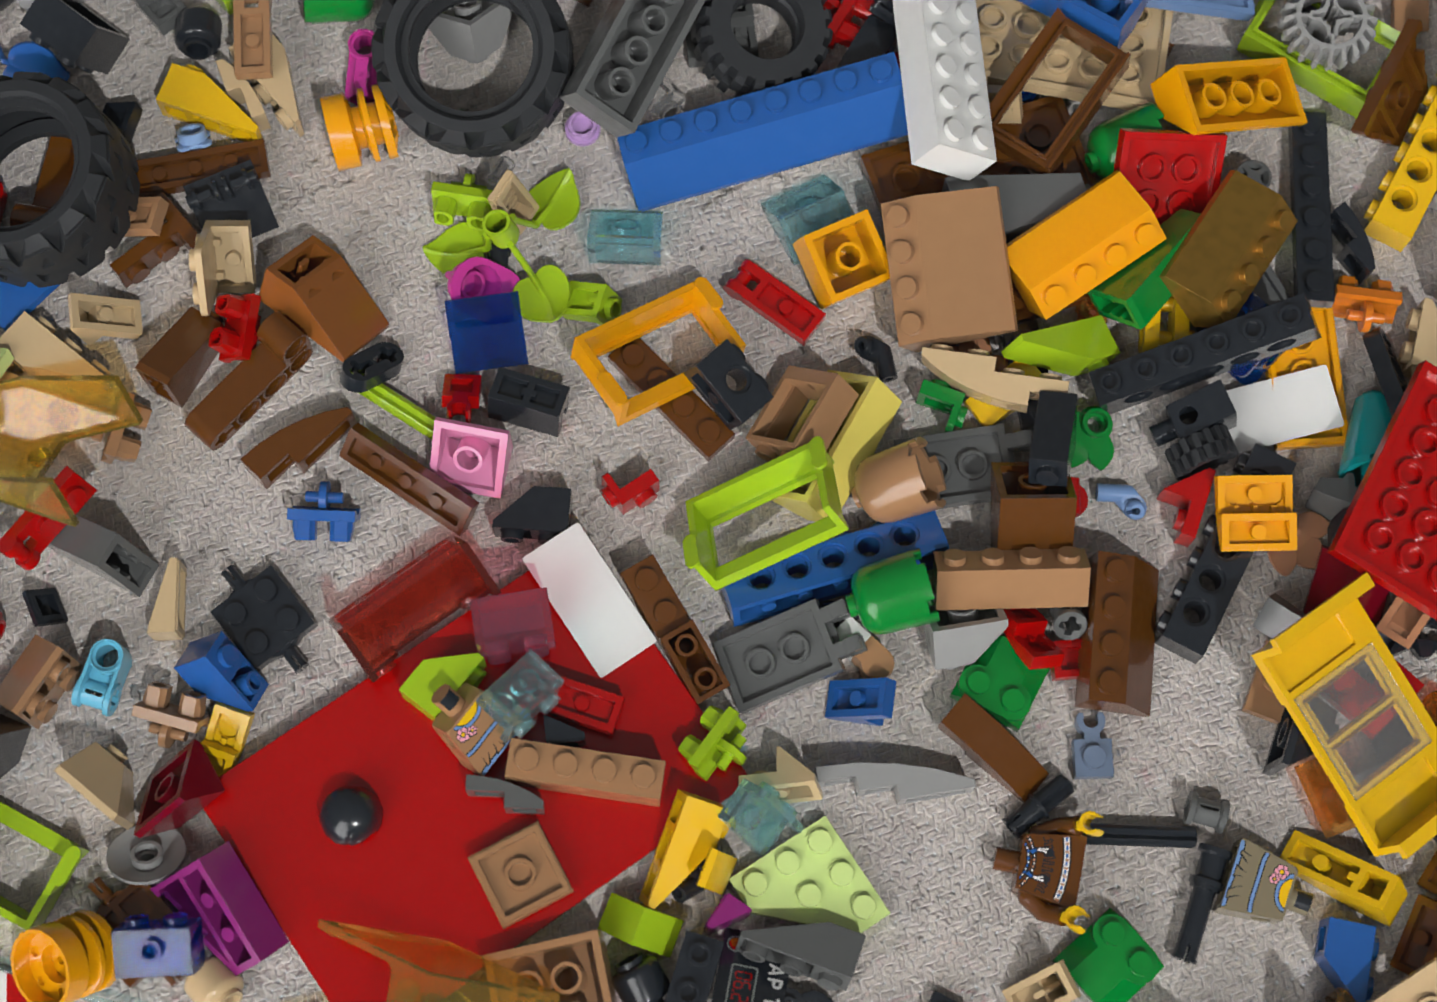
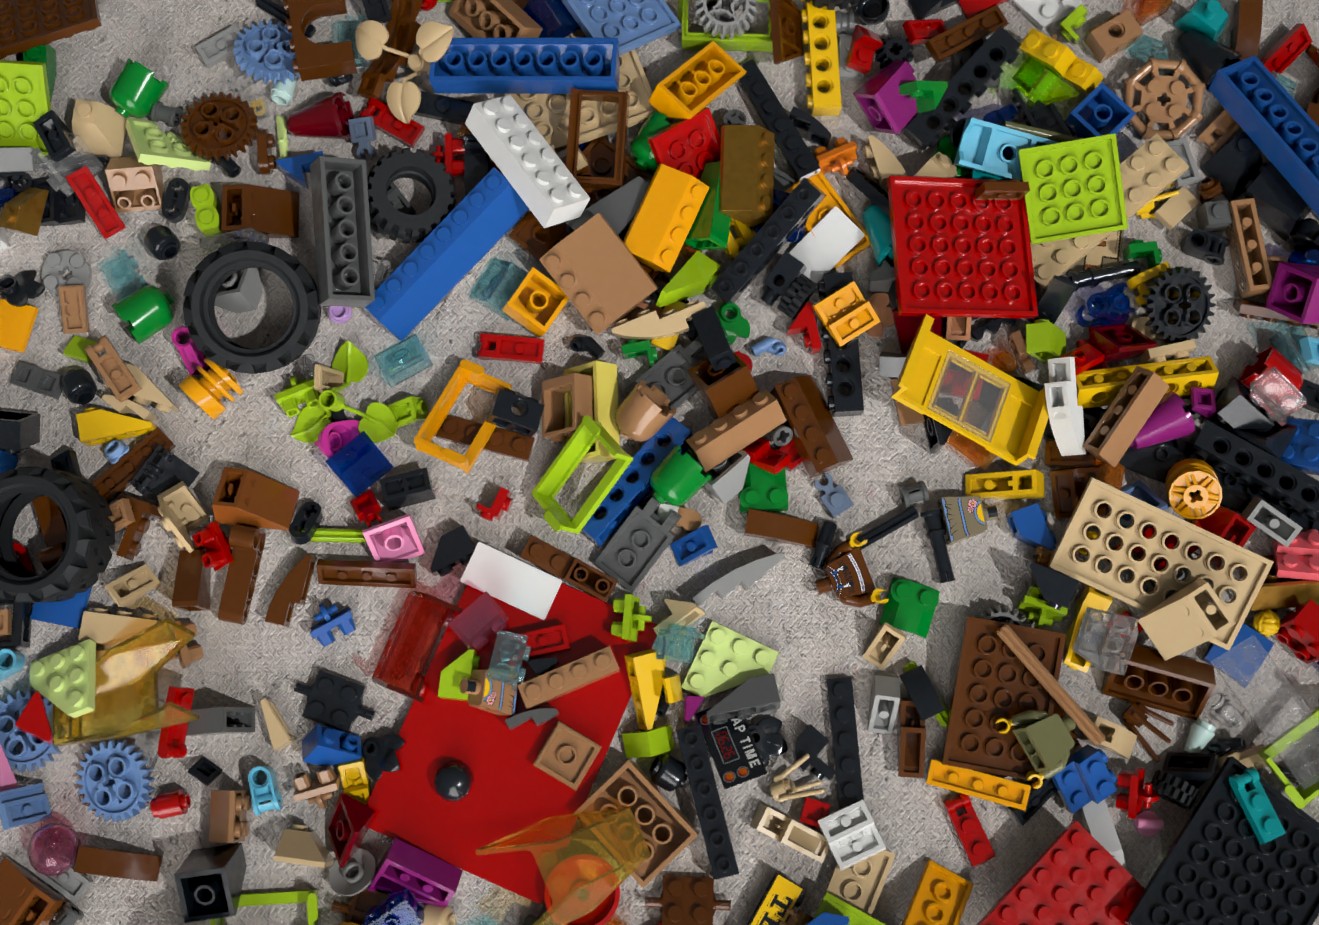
camera: 30 degrees left, 5 degrees up
(281, 727) = (384, 756): none -> black plate

